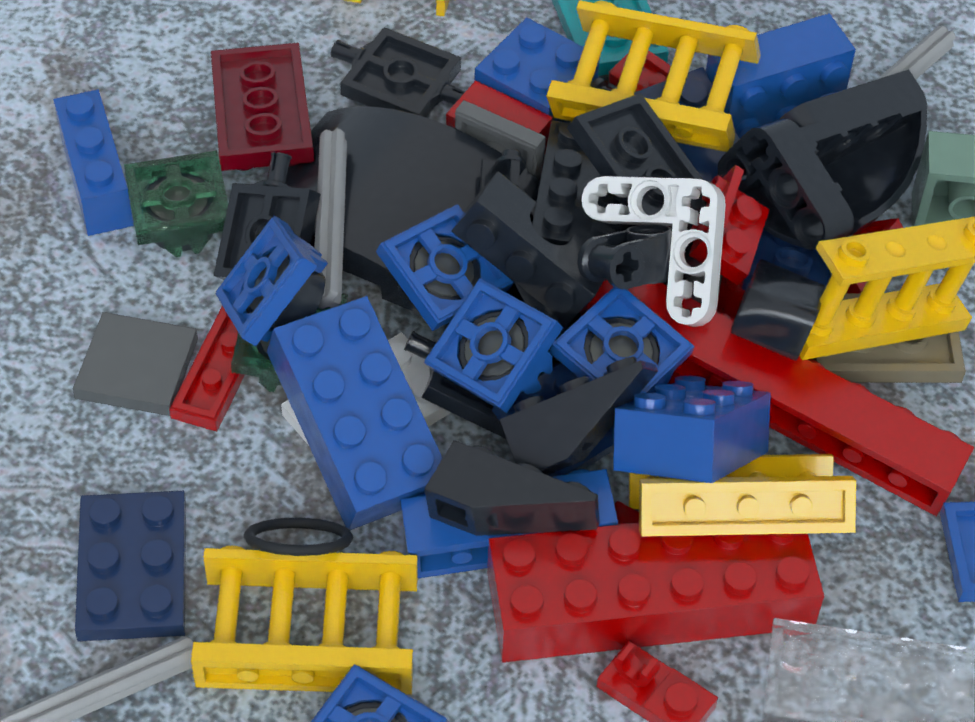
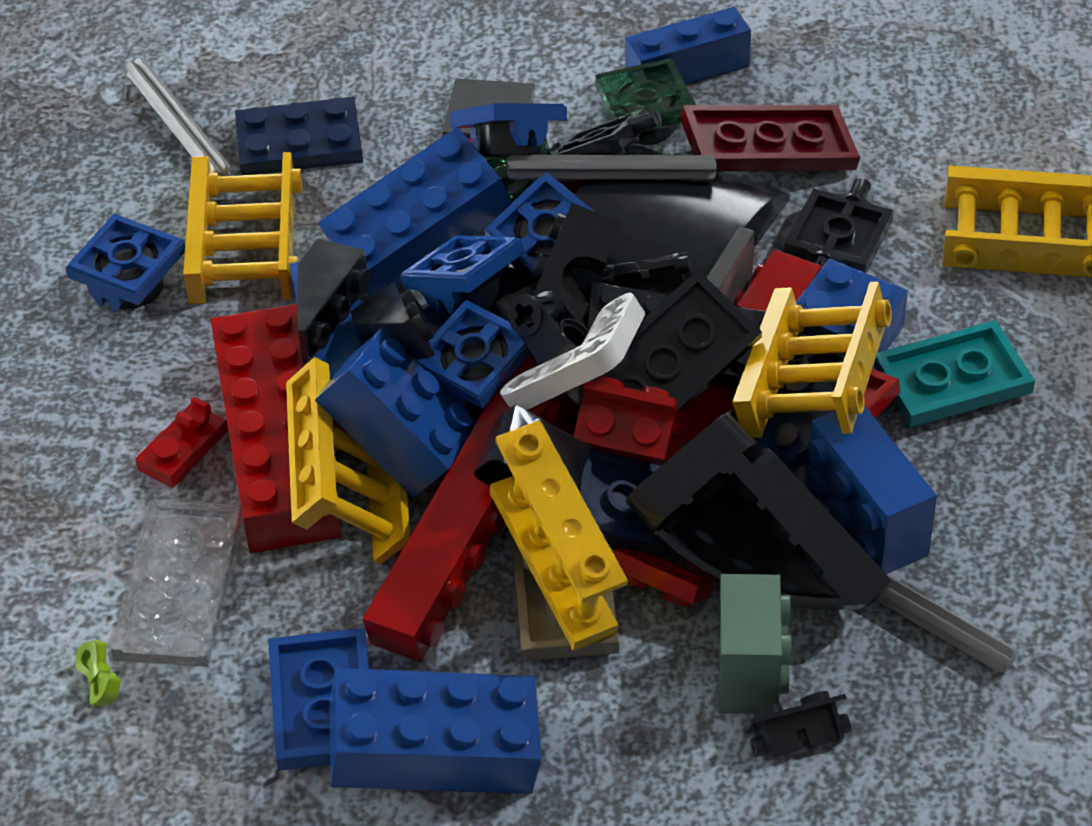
camera: 90 degrees right, 5 degrees down
(298, 550) = (279, 188): black piece -> none

